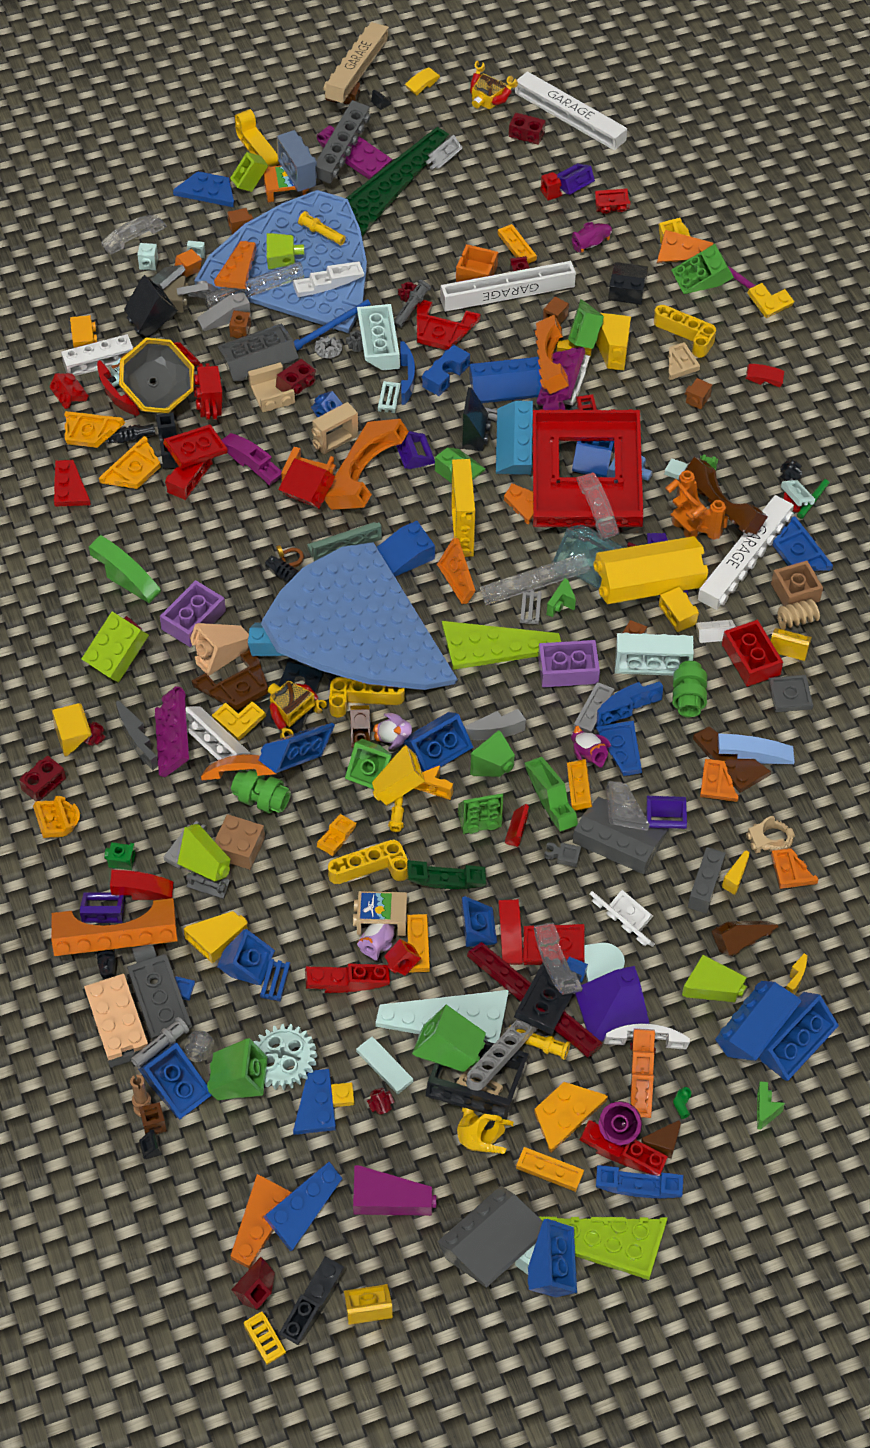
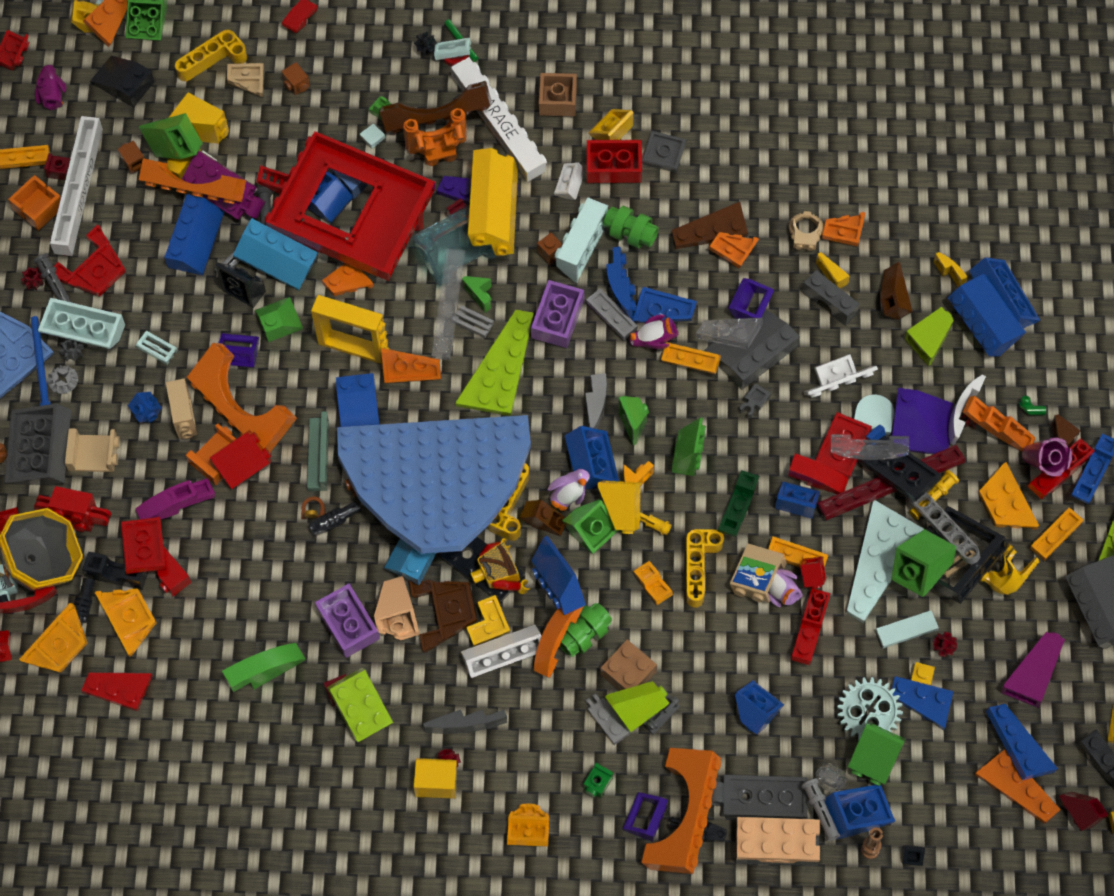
camera: 65 degrees left, 10 degrees up
(45, 781) = (482, 824): dark red brick -> none
(140, 885) = (640, 773): red slope -> none
(152, 1118) = (894, 841): reddish brown brick -> none
(171, 732) = (484, 689): magenta hinge -> none
(185, 987) = (761, 770): blue tile -> none
(215, 934) = (721, 723): yellow slope -> none
(278, 965) = (791, 685): blue tile -> none
(296, 377) = (94, 422): dark red brick -> none
(407, 385) = (142, 316): blue slope -> none
(437, 377) = (159, 295): blue arch -> none
(517, 826) = (714, 429): red slope -> none
(551, 793) = (689, 384): bright green slope -> none
(599, 505) = (403, 210): clear slope -> none
(678, 609) = (536, 200): yellow brick -> none
(756, 748) = (714, 203): light blue slope -> none
(765, 1108) = (1066, 349): bright green slope -> none
(797, 613) = (587, 108): tan piece -> none
(798, 546) = (515, 75): blue wing -> none

